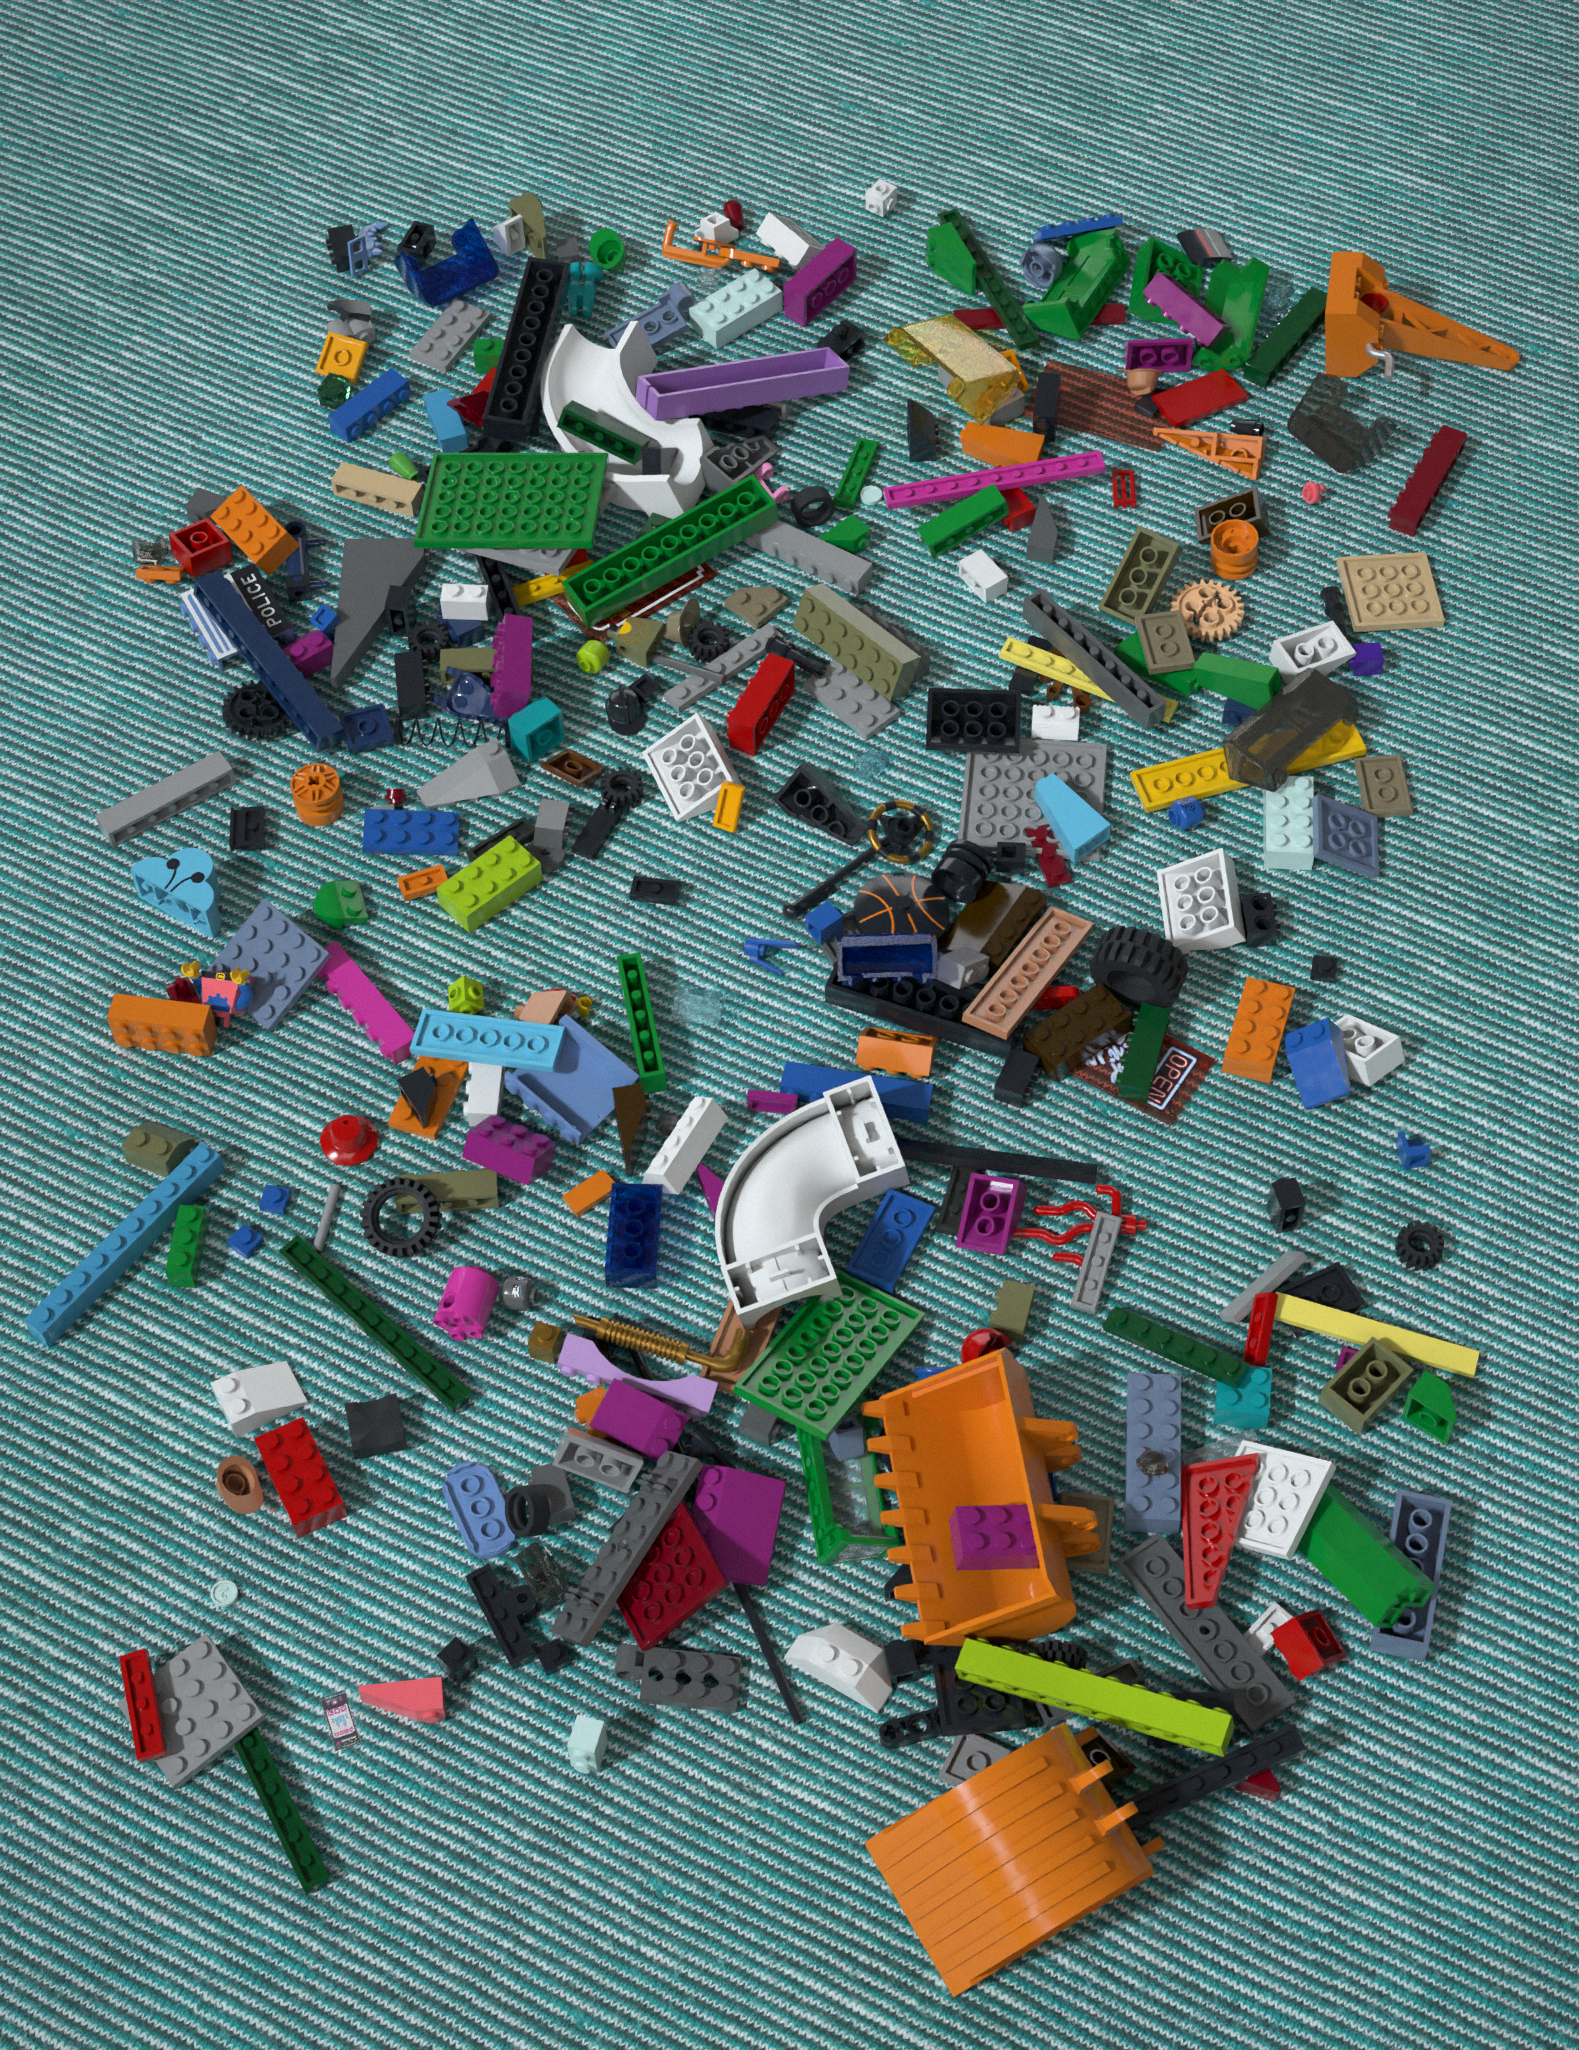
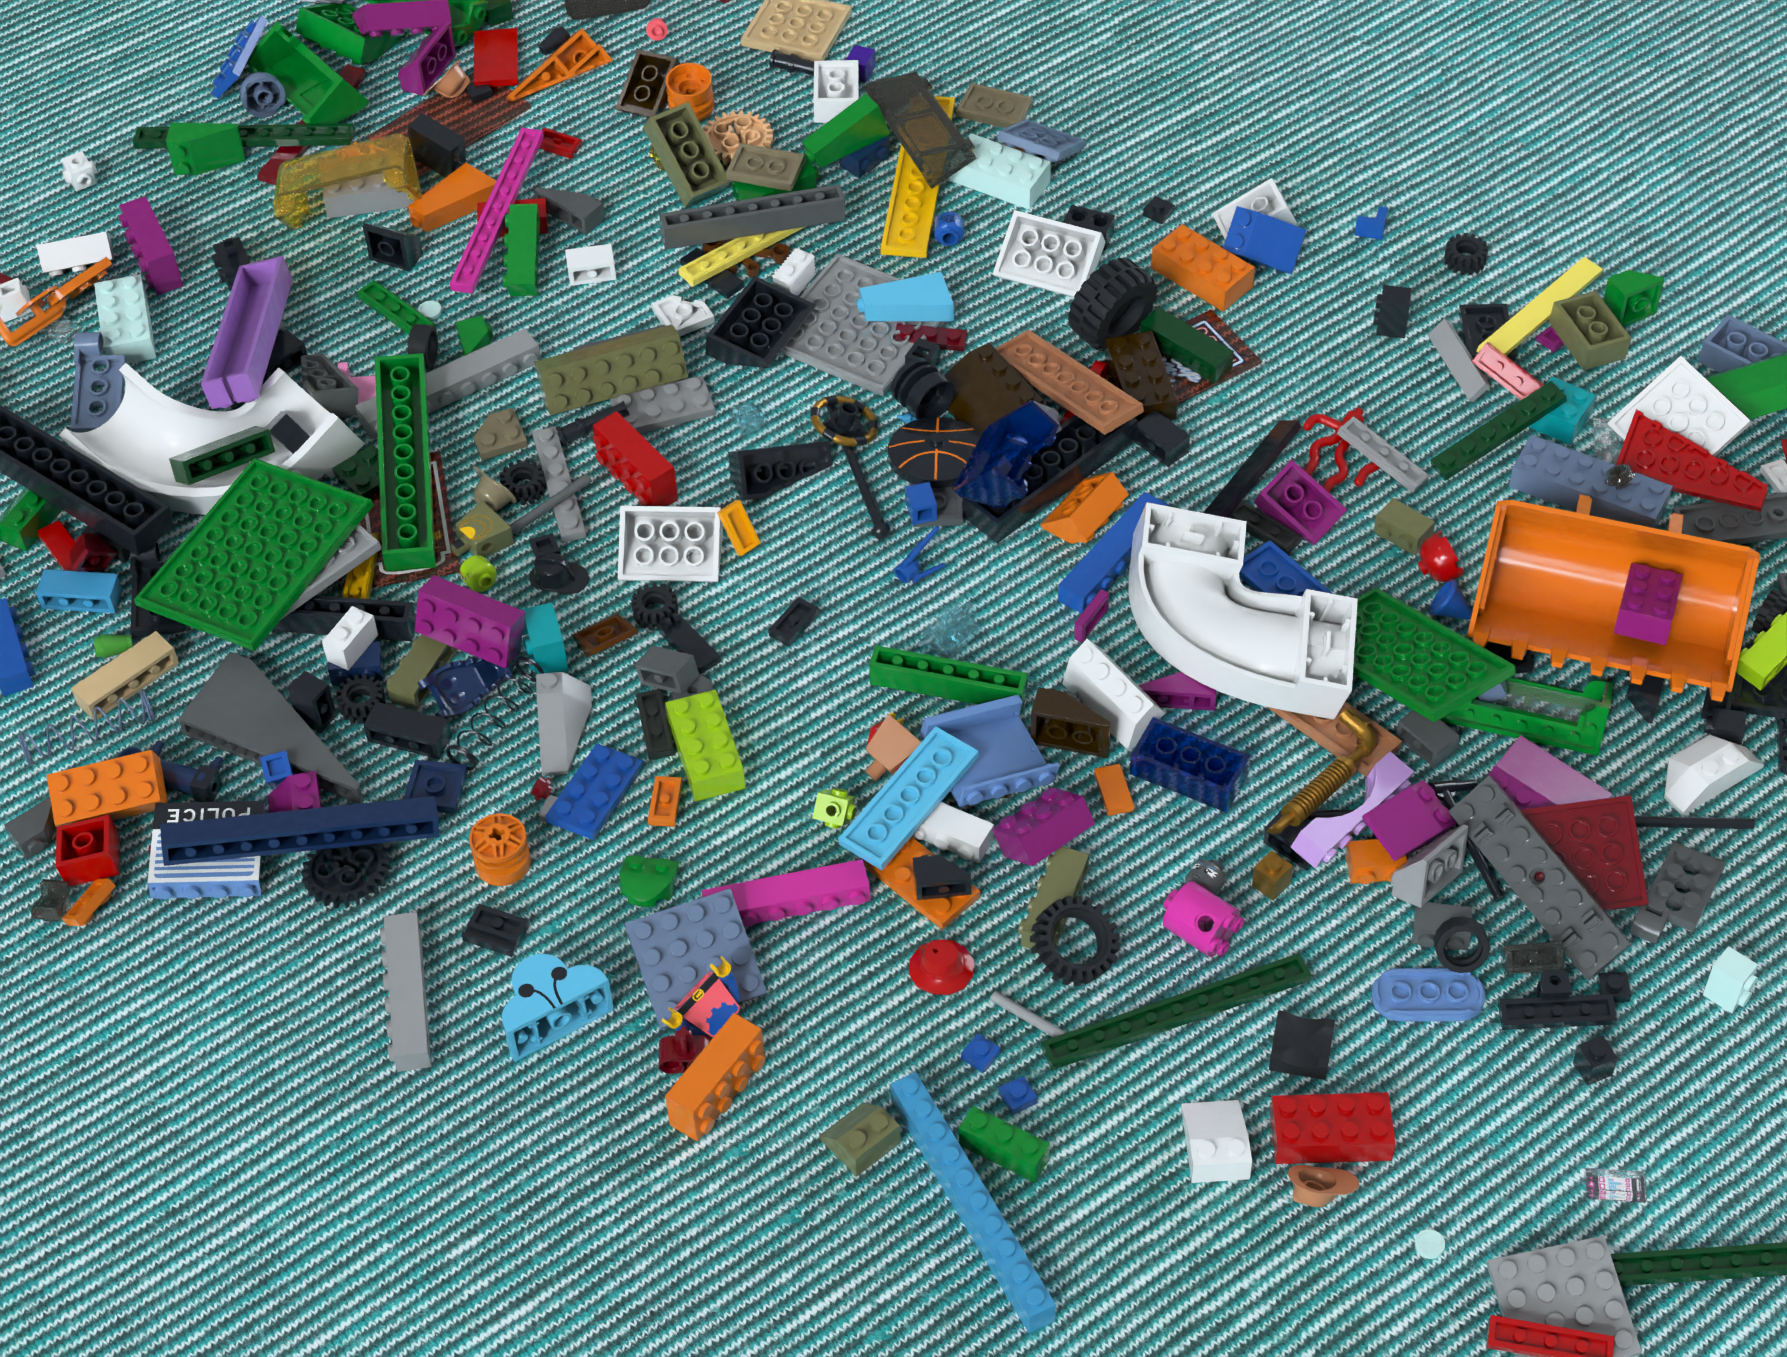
camera: 65 degrees left, 5 degrees down
(359, 517) = (145, 705): none -> sand blue piece
(413, 1699) = (1622, 1112): coral slope -> none
(962, 665) = (682, 314): none -> white plate

